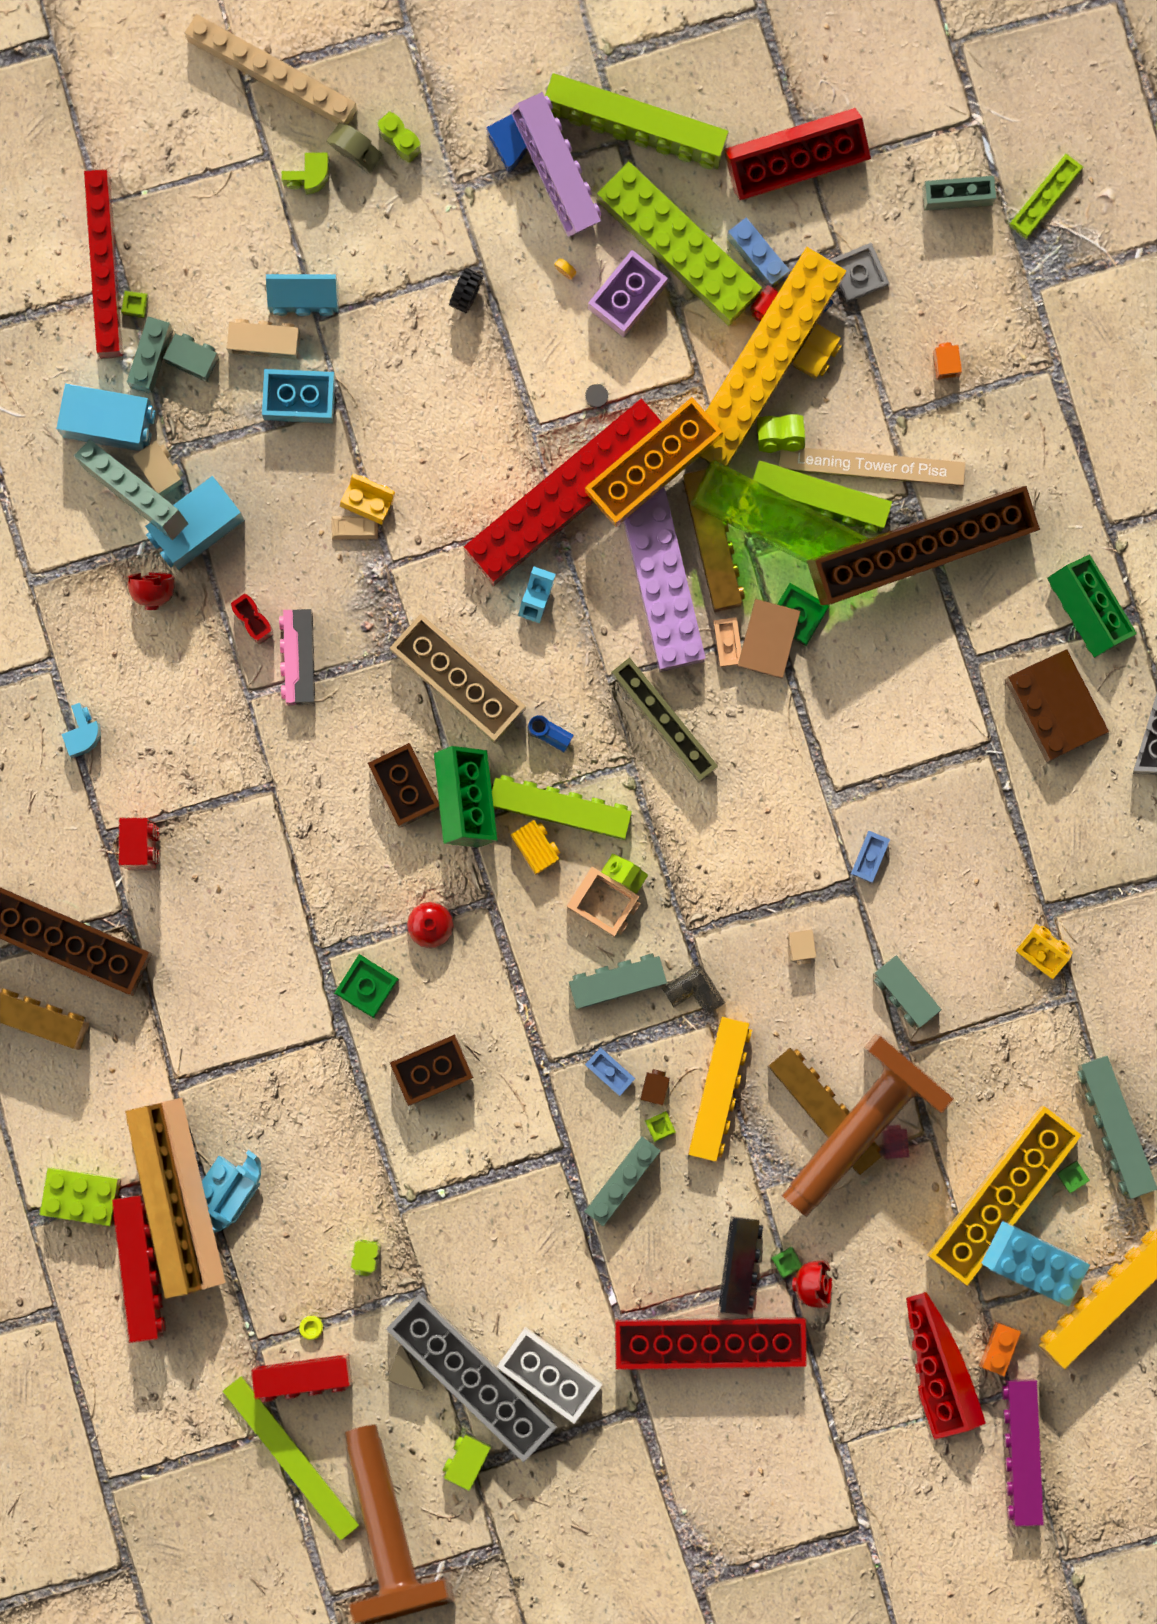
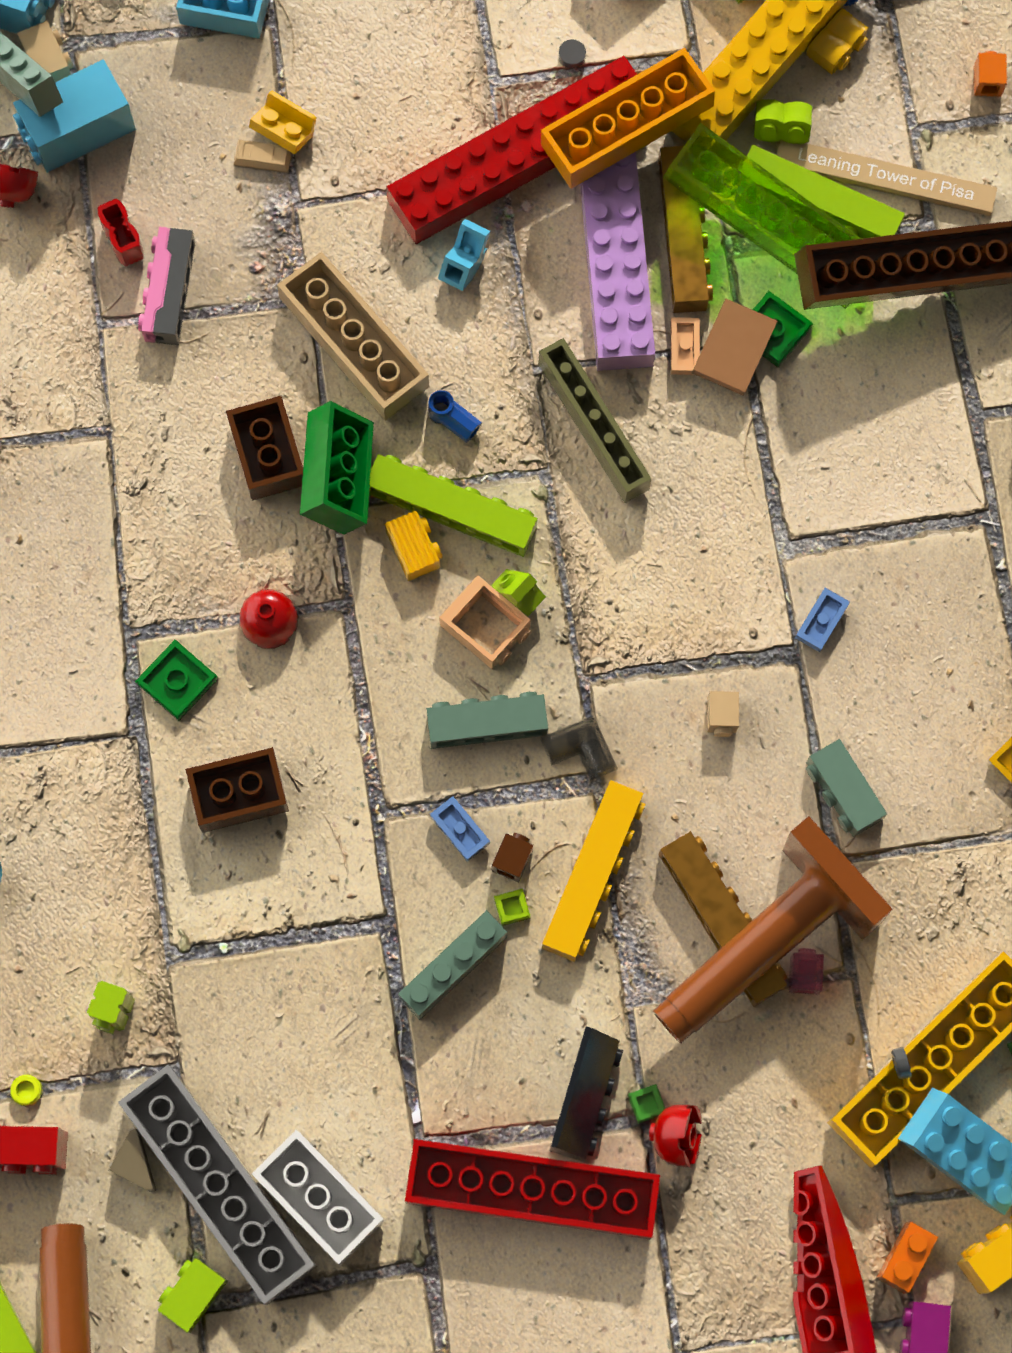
camera: 10 degrees right, 10 degrees down
(976, 1207) = (901, 1063): none -> dark grey tile

